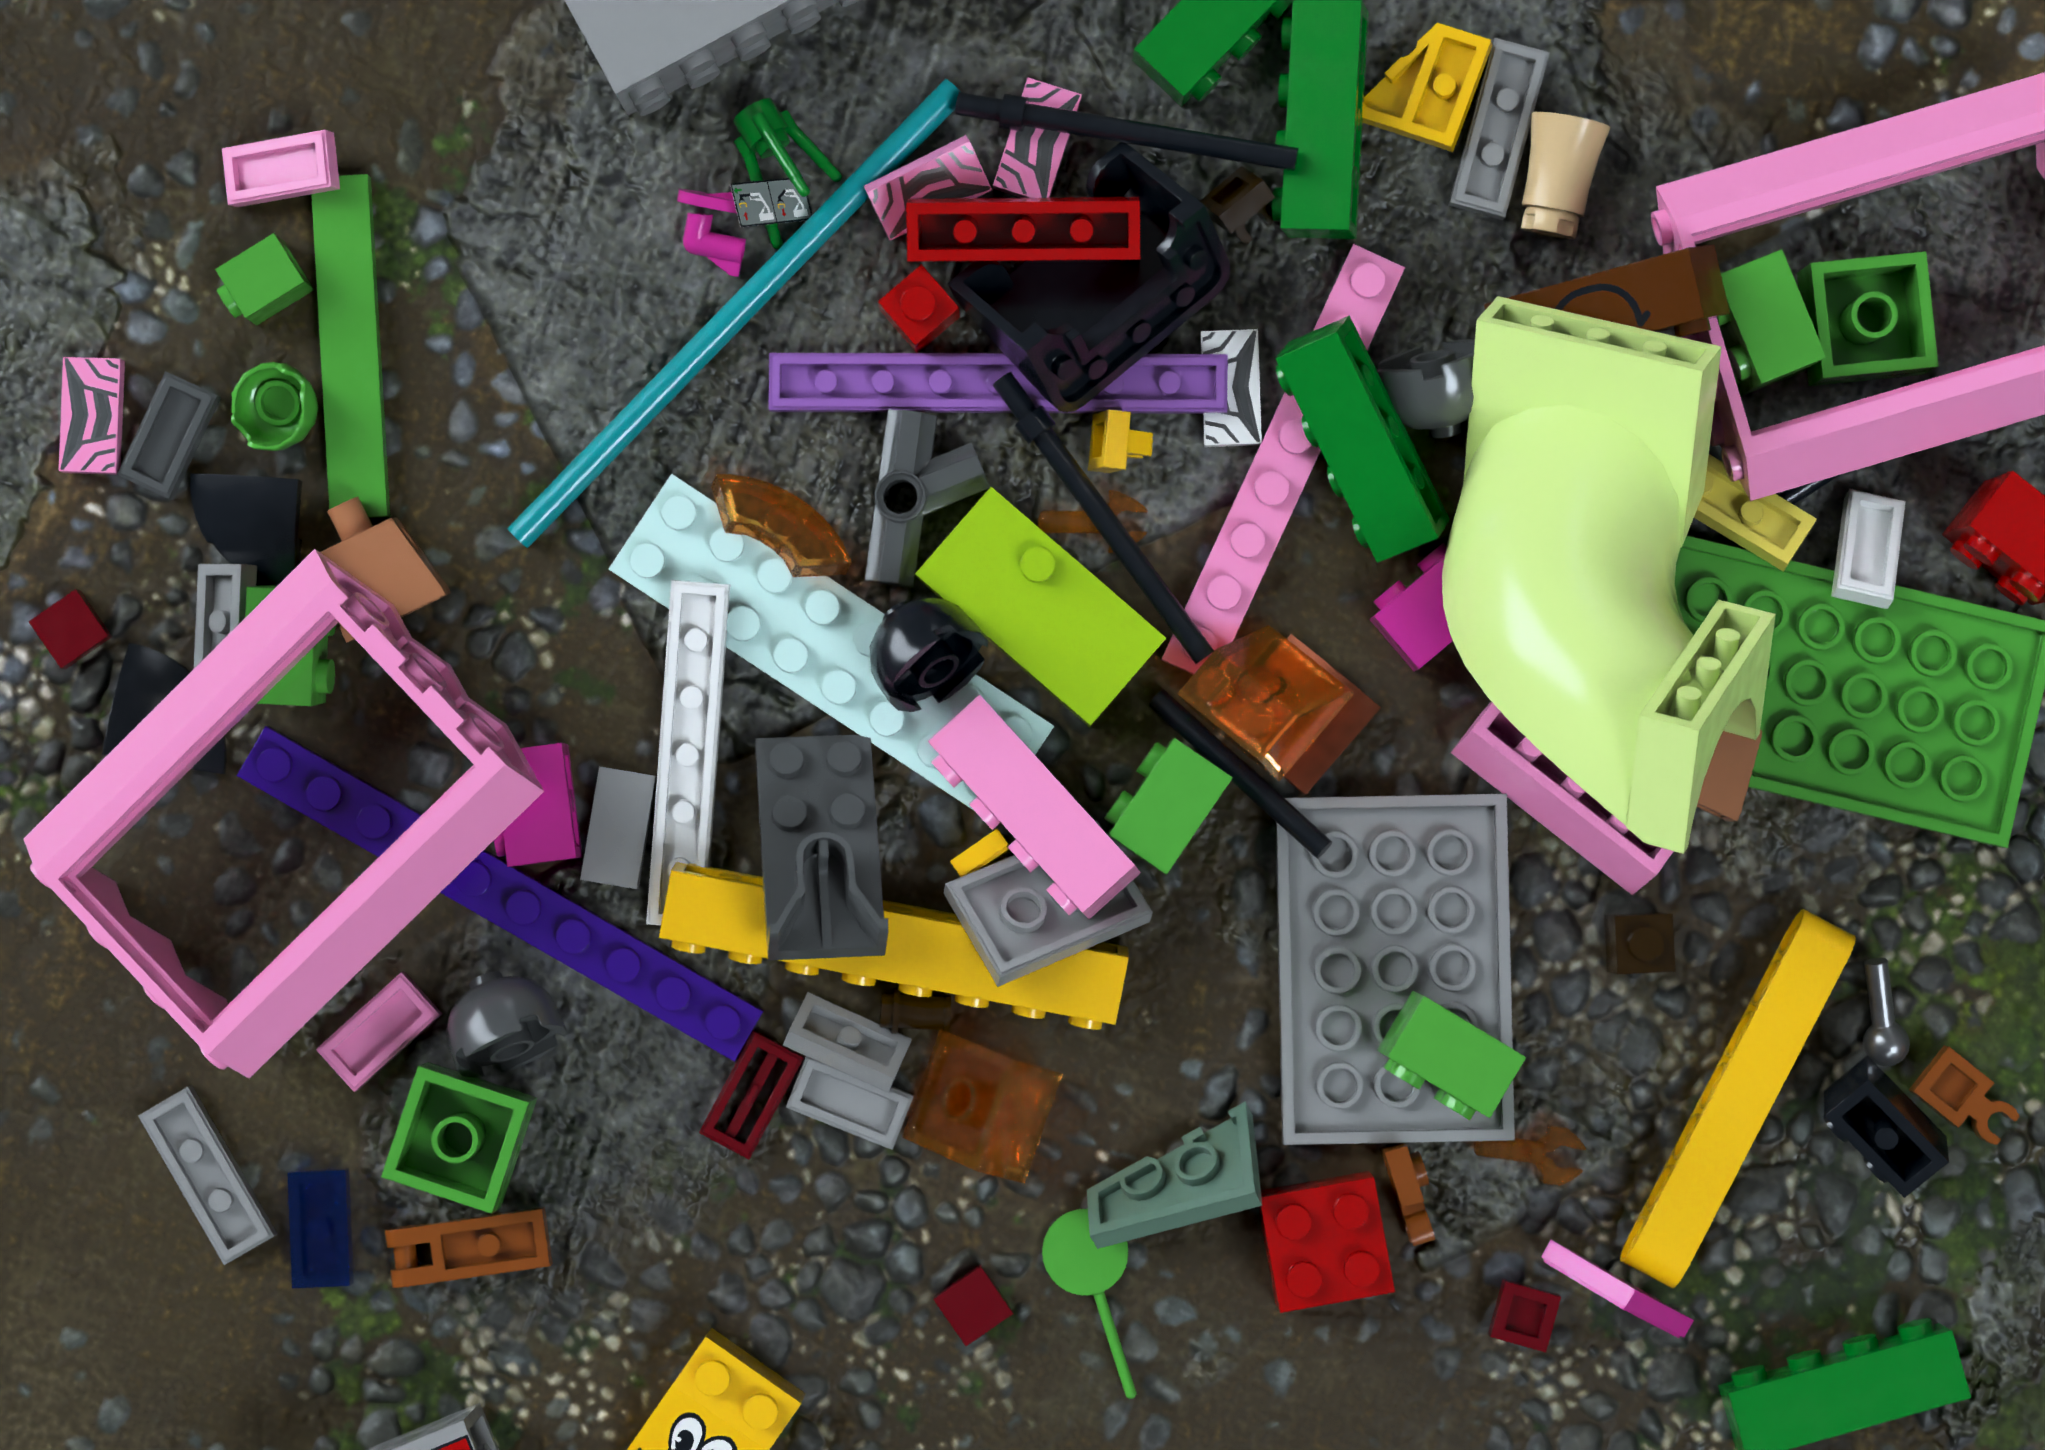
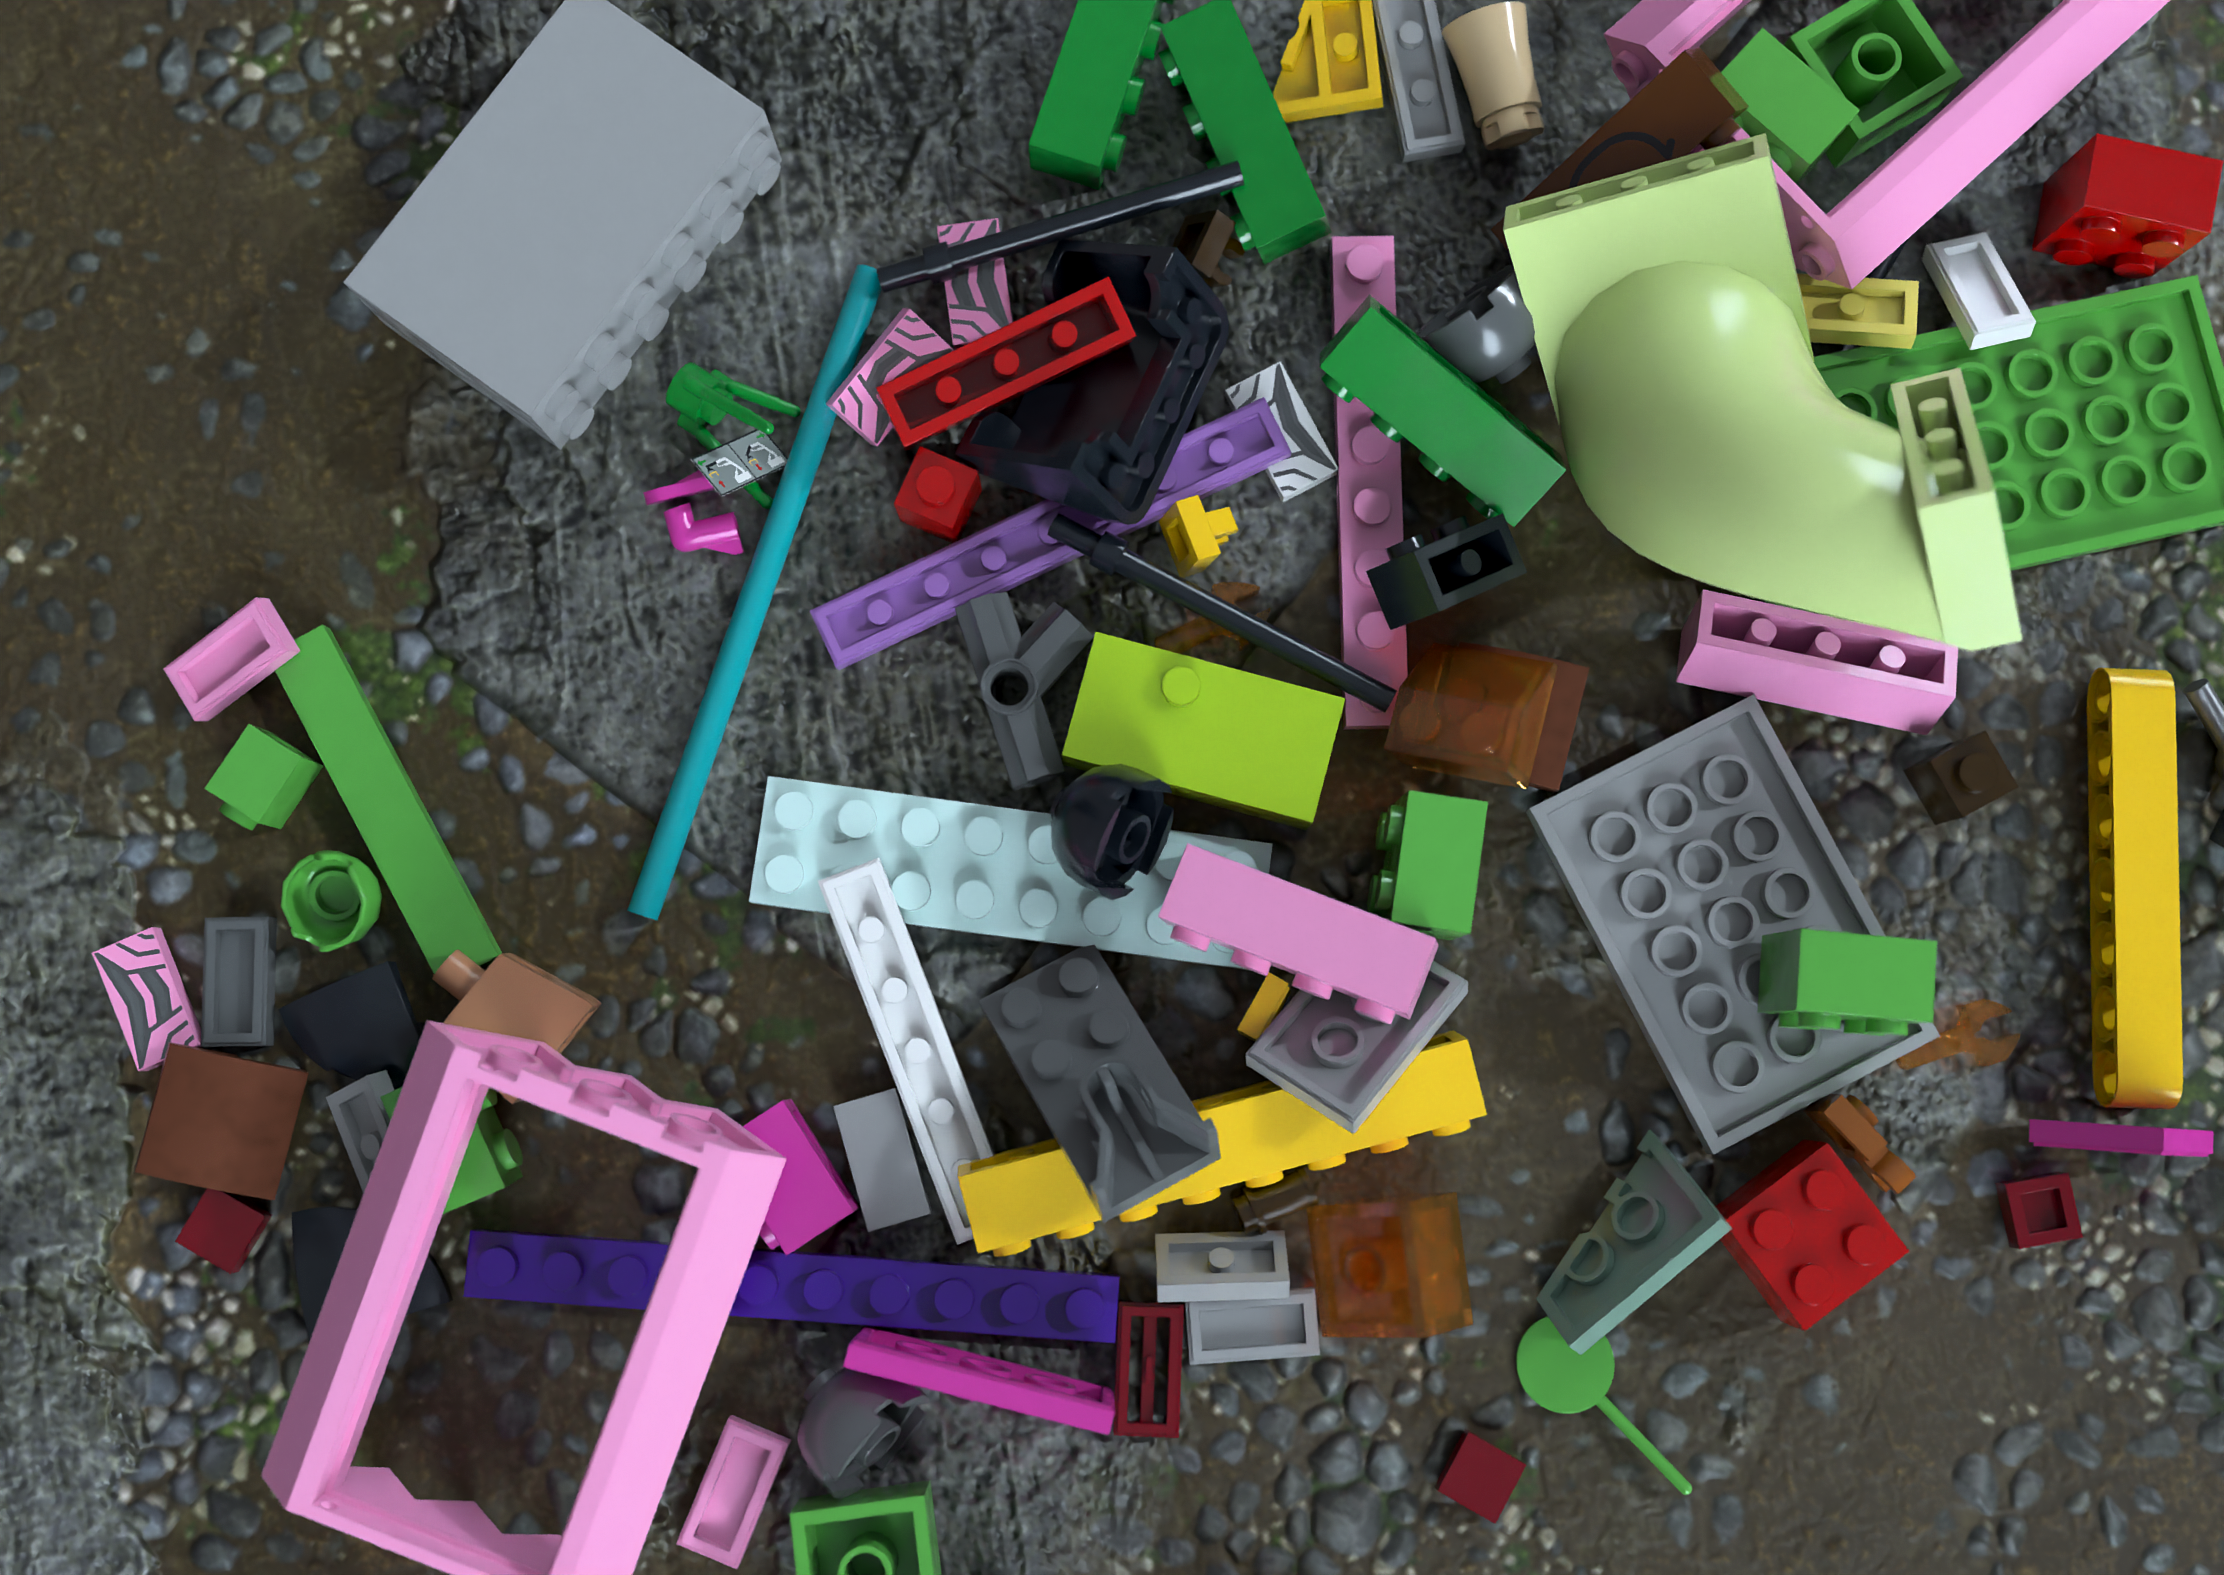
camera: 30 degrees left, 5 degrees down
(107, 543) = (221, 1121): none -> copper slope
(615, 1036) = (982, 1378): none -> dark pink tile
(782, 523) = (902, 773): clear orange tile -> none
(1243, 776) = (1499, 805): black bar -> none
(1301, 573) = (1446, 572): none -> black brick
(1415, 616) = (1581, 560): dark pink brick -> none

